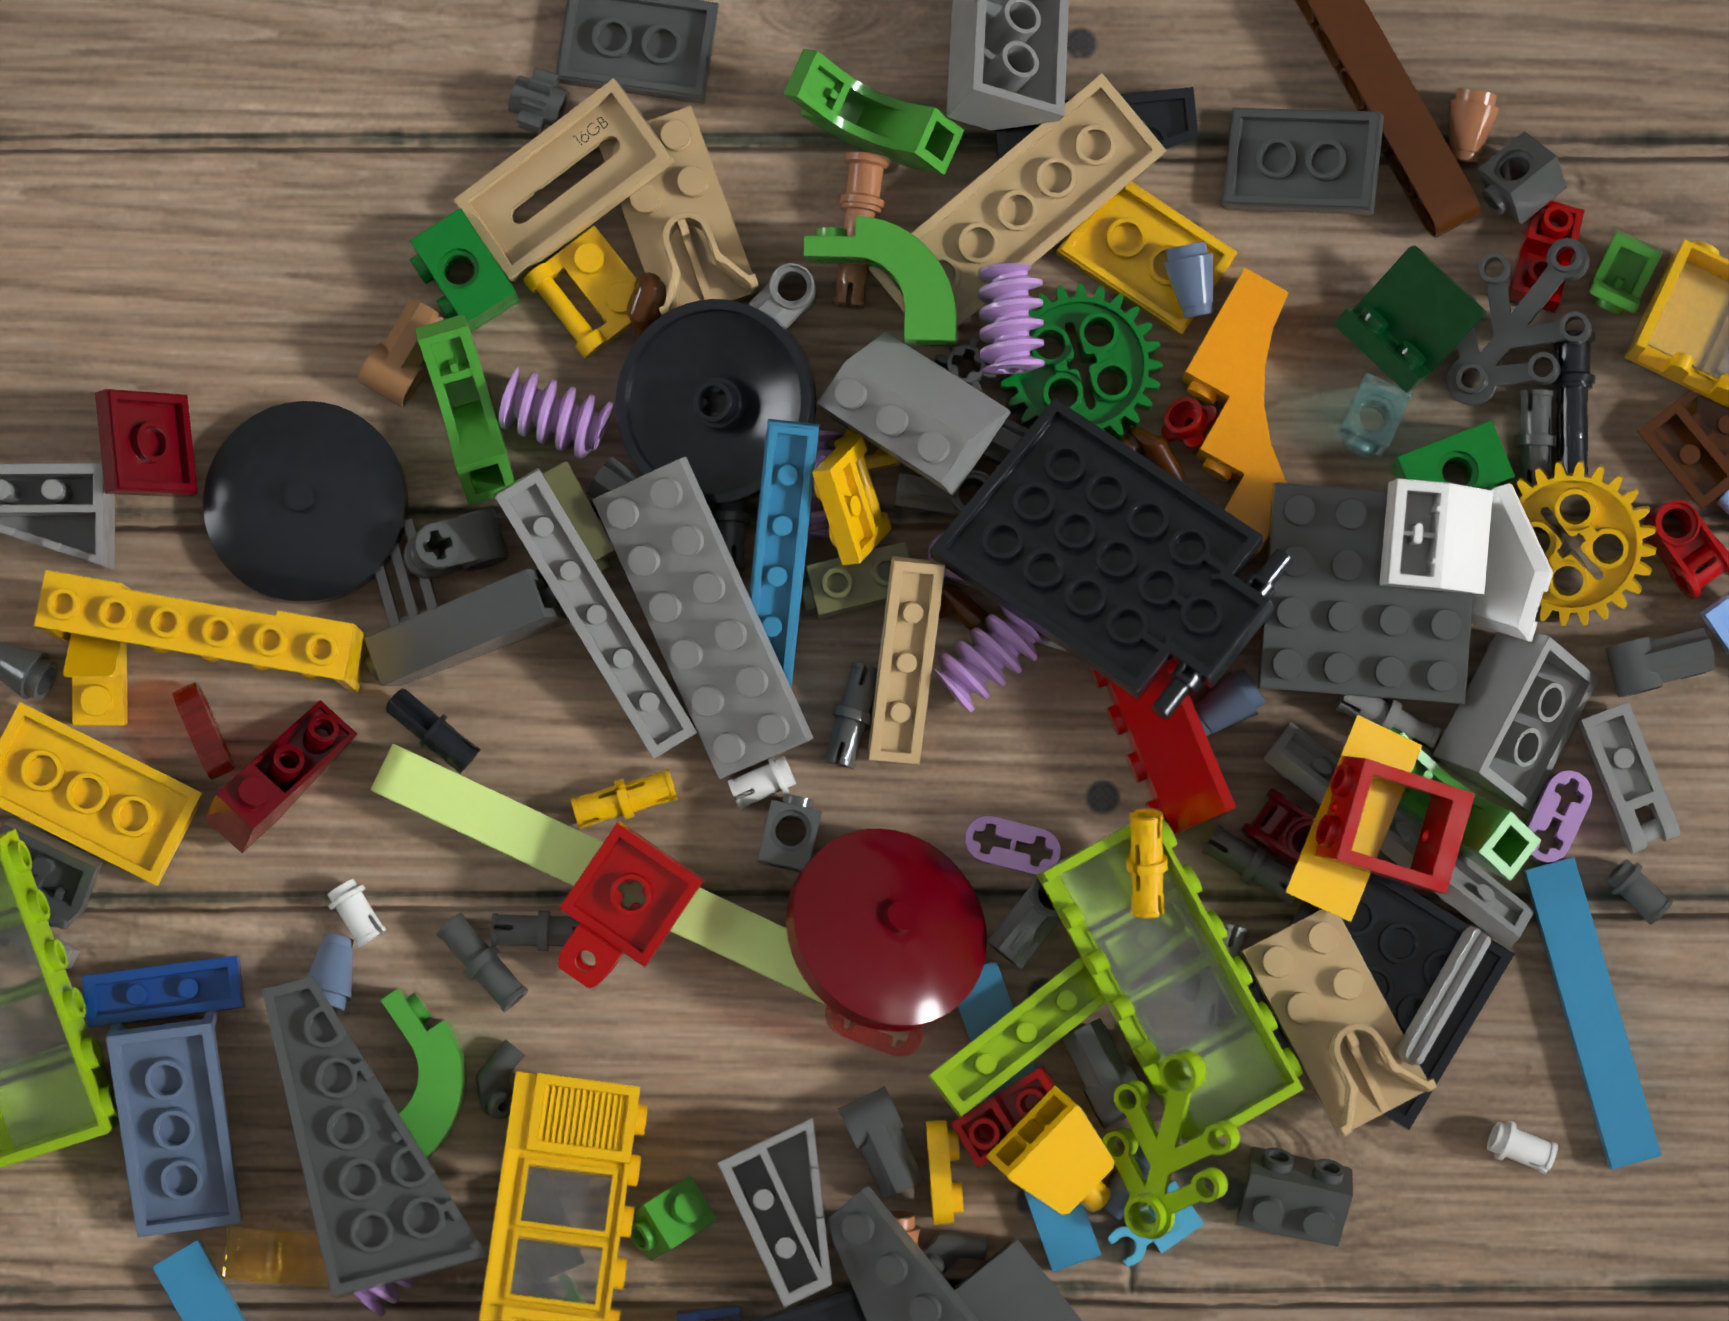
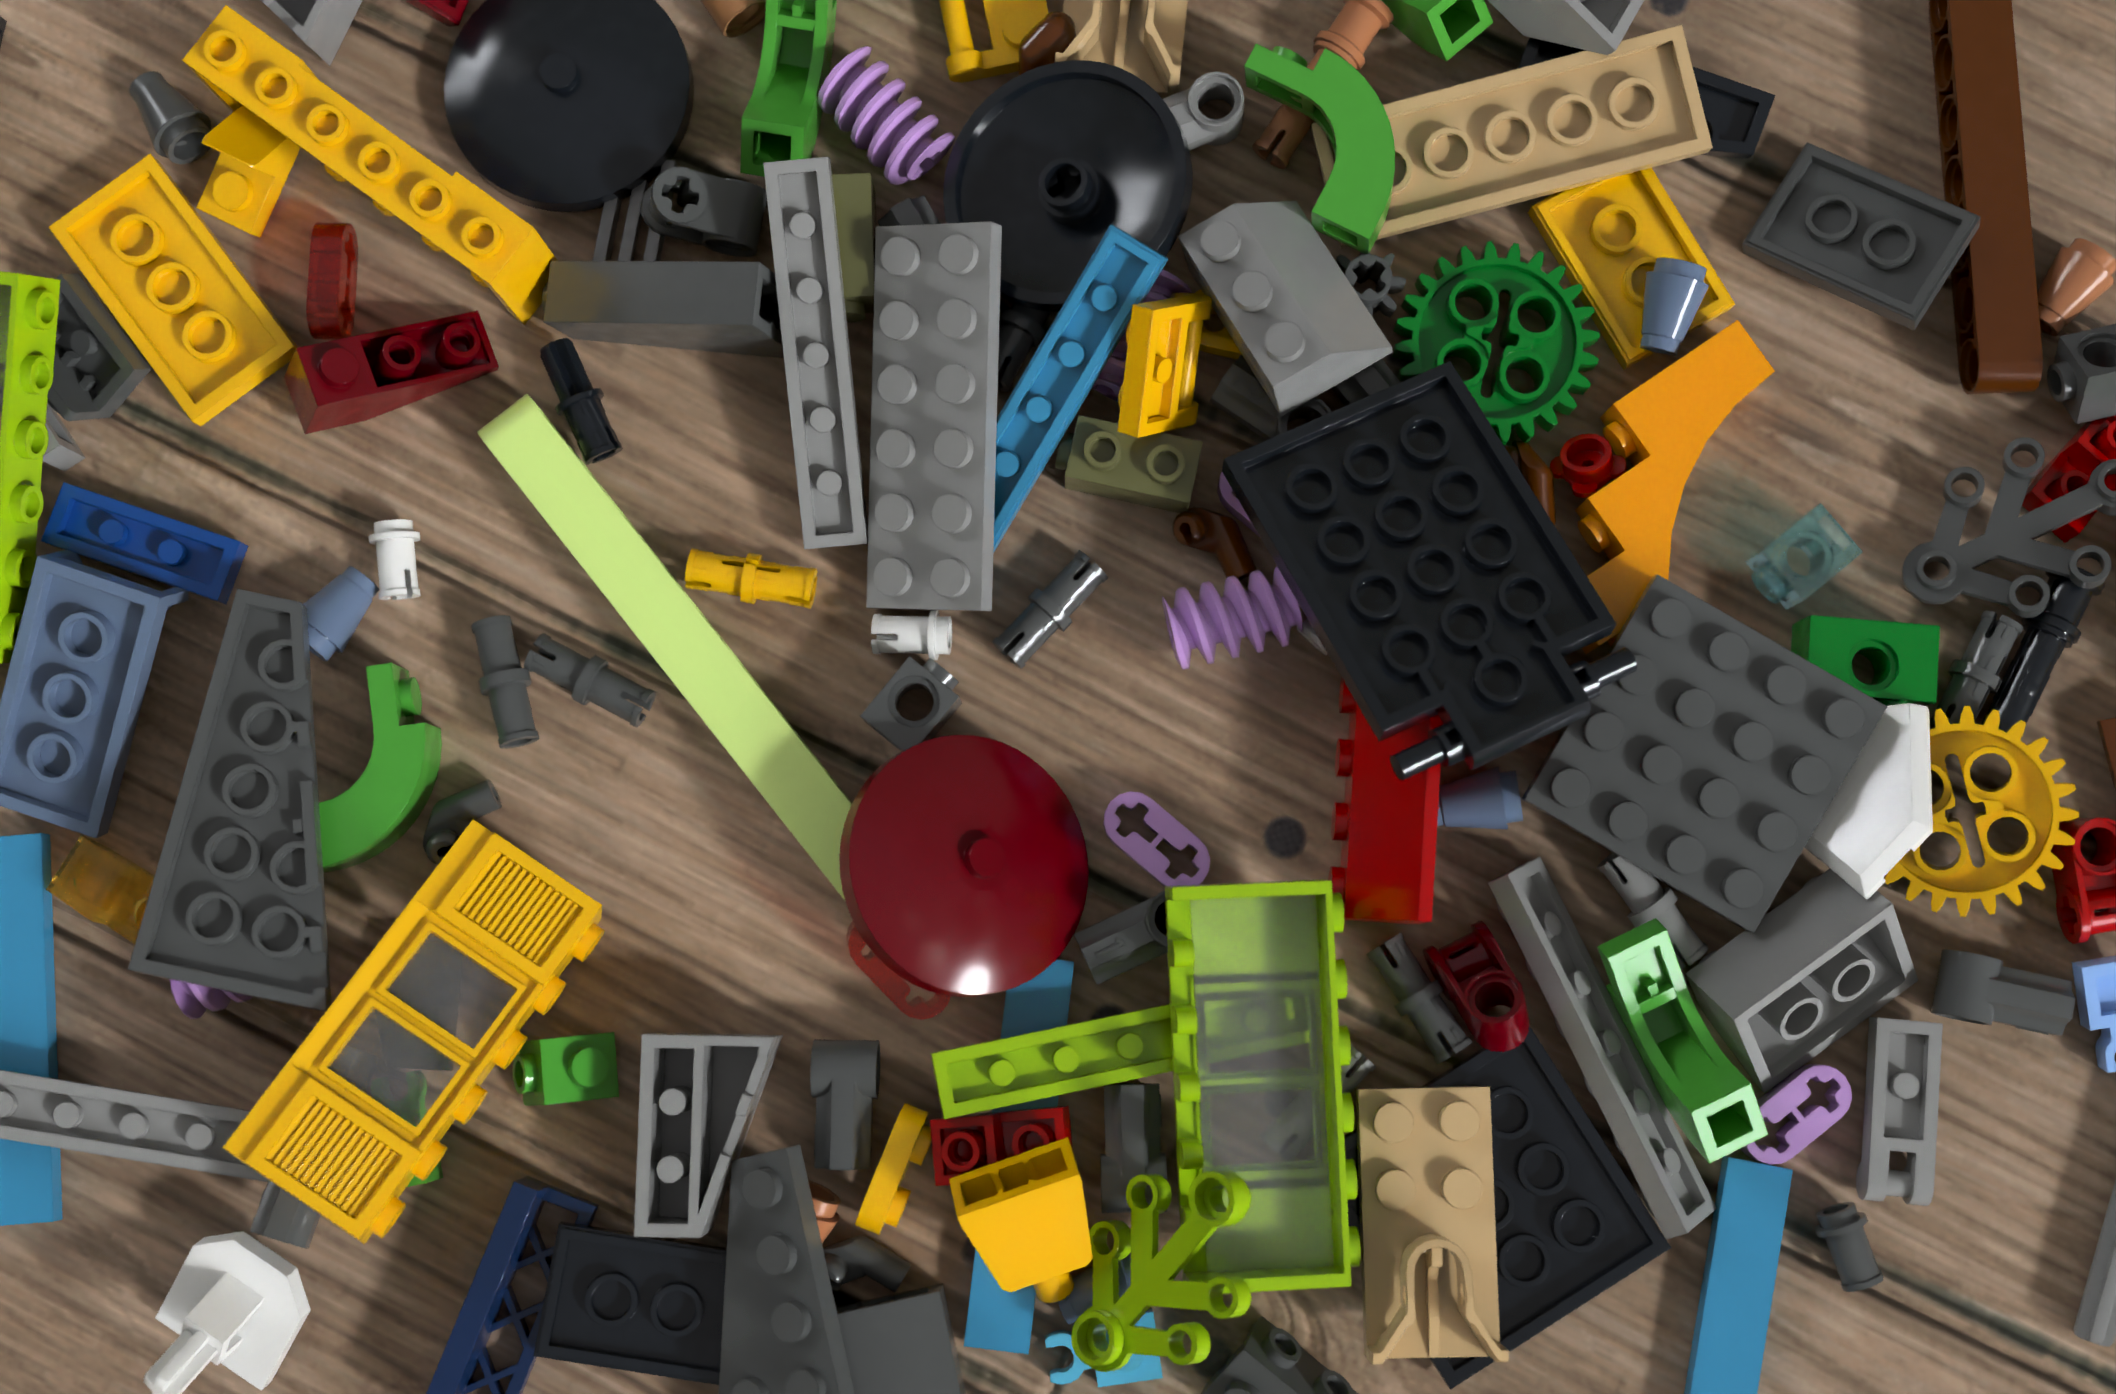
camera: 35 degrees right, 0 degrees up
(608, 925) = (653, 704): red plate -> none
(905, 660) = (1137, 573): tan plate -> none
(1009, 318) = (1441, 245): lavender piece -> none
(1146, 863) = (1296, 935): yellow pin -> none
(1335, 885) = (1561, 1001): yellow sticker -> none
(1411, 319) = (1902, 468): dark green bracket -> none
(1436, 536) = (1818, 722): white slope -> none
(1439, 834) = (1649, 1073): red window -> none
(1443, 996) = (1565, 1257): light grey axle -> none

